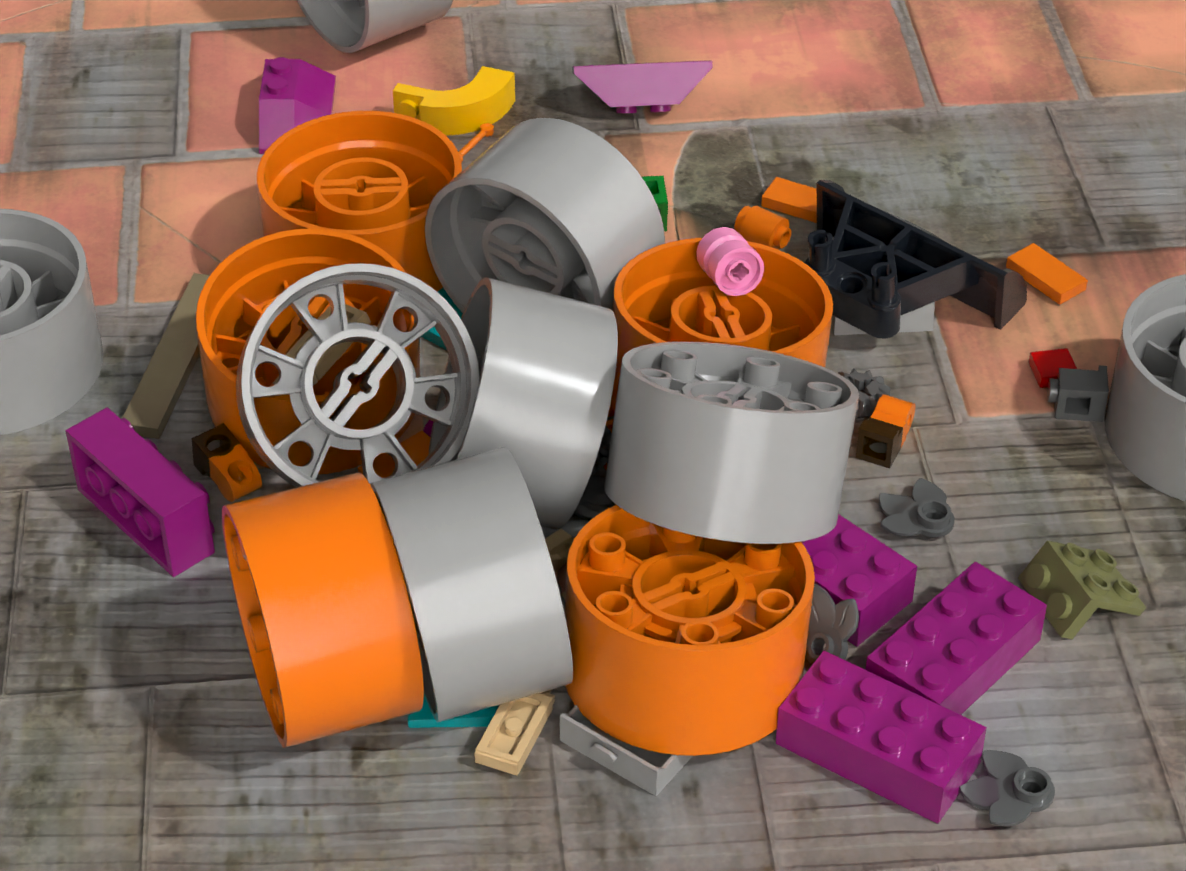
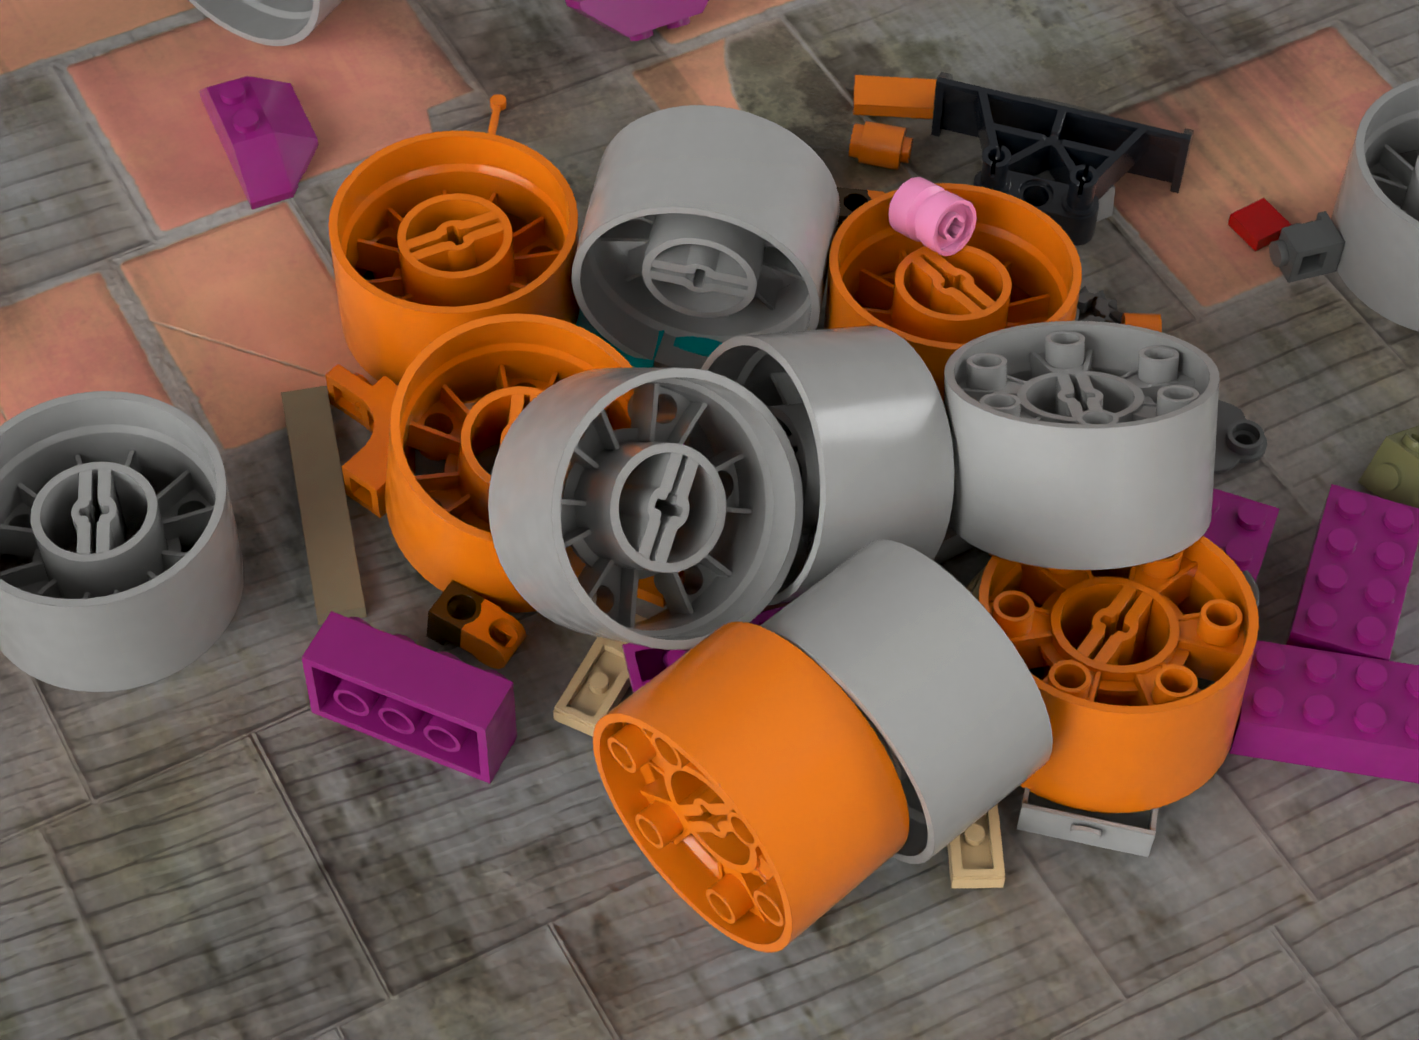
camera: 25 degrees left, 10 degrees up
(460, 109) = (454, 90): yellow arch -> none
(1047, 273) = (1190, 110): orange tile -> none

